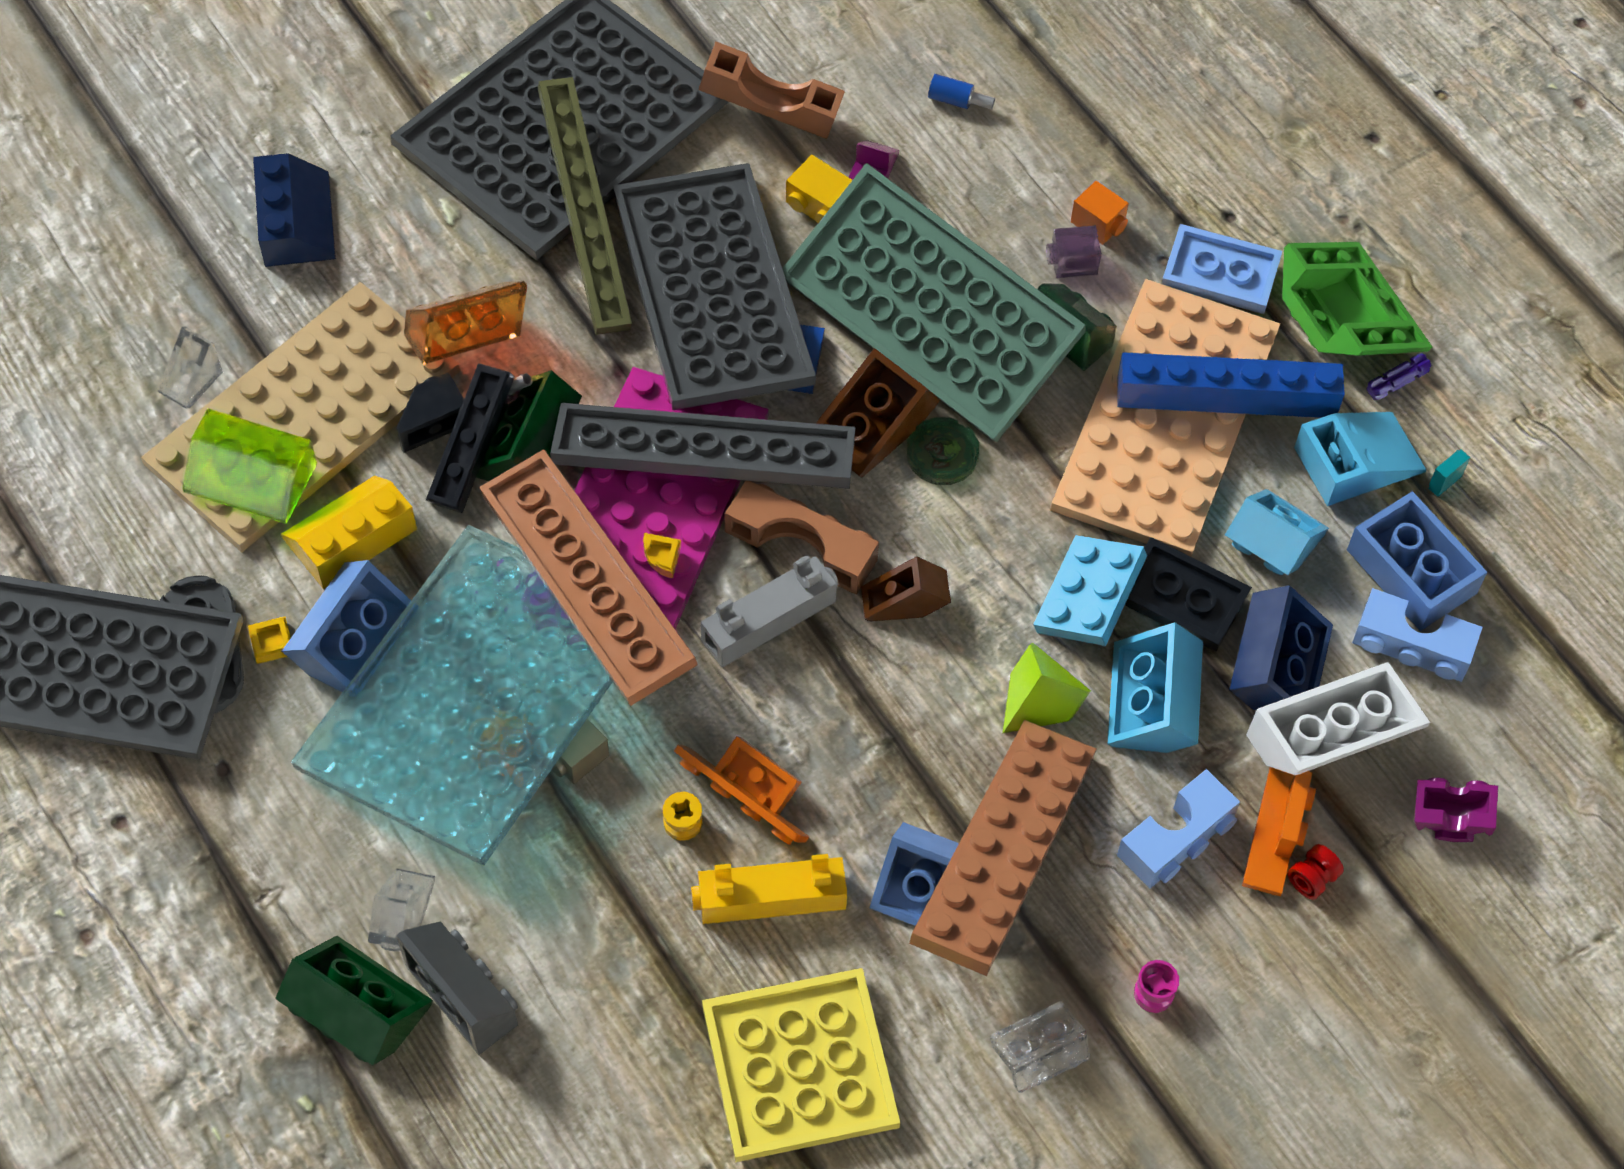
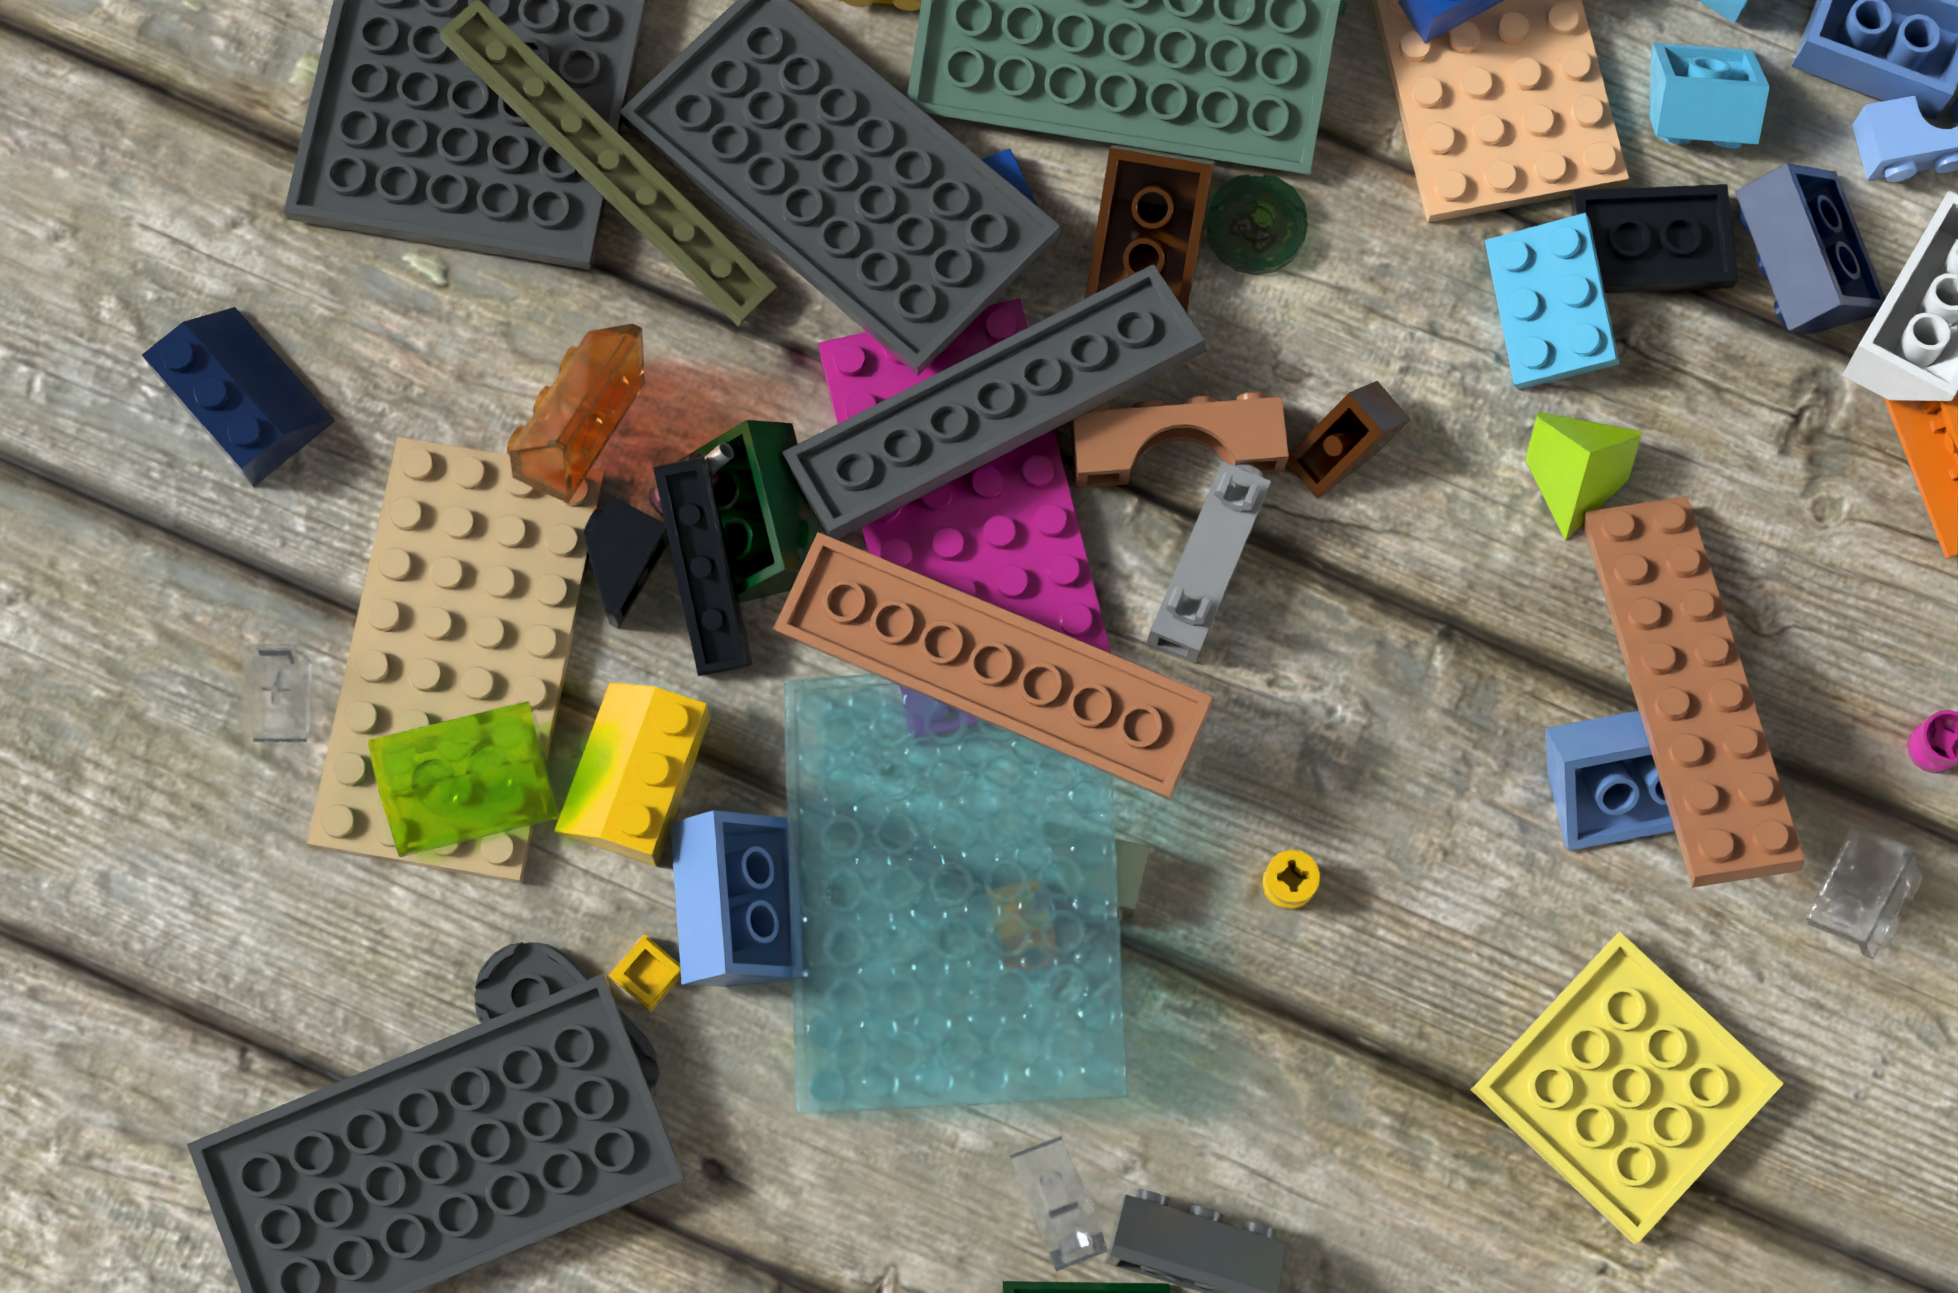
camera: 35 degrees left, 15 degrees up
(662, 553) = (1038, 570): yellow tile -> none
(751, 779) = (1341, 787): orange bracket -> none
(770, 890) = (1454, 905): yellow brick -> none
(1156, 690) = (1705, 383): medium azure slope -> none
(1157, 852) = (1855, 496): light blue arch -> none

